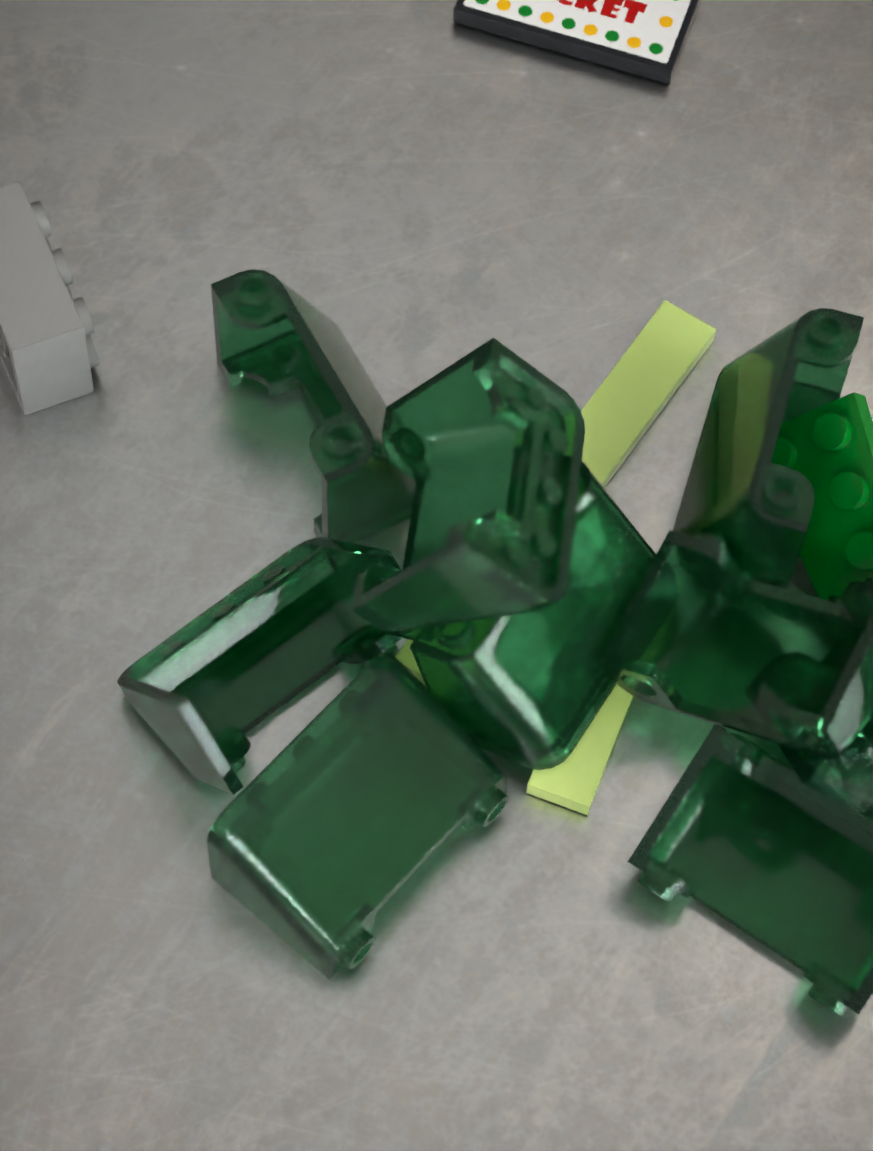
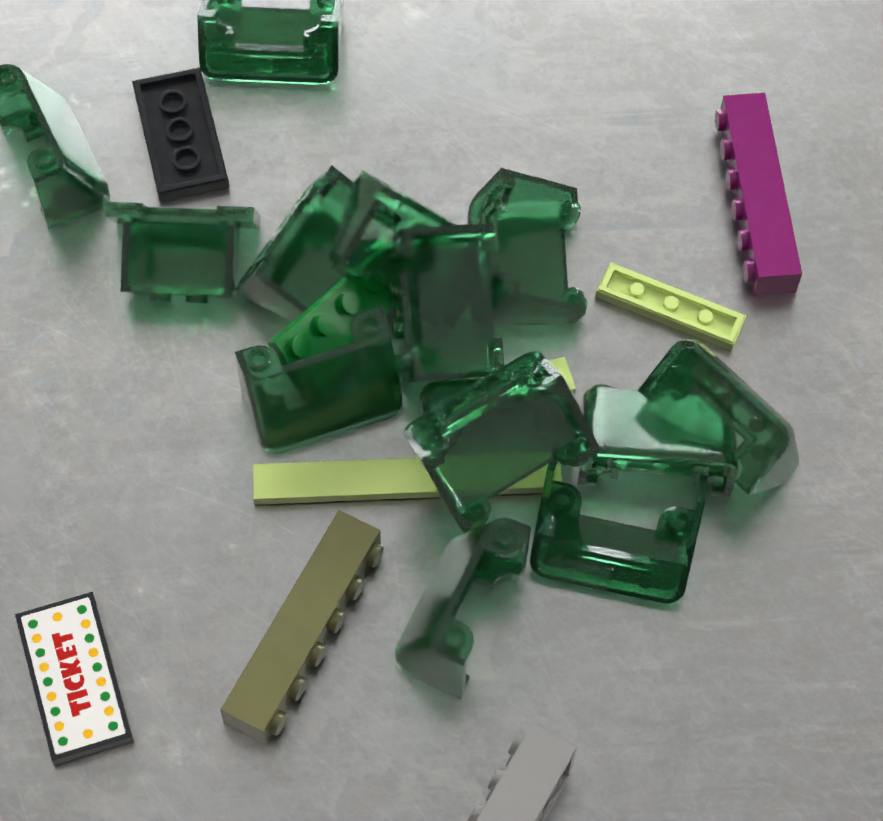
camera: 125 degrees left, 0 degrees up
(301, 903) = (769, 442): none -> clear green windscreen
(439, 229) = (302, 627): none -> olive brick
(565, 1027) = (670, 306): none -> yellowish green tile

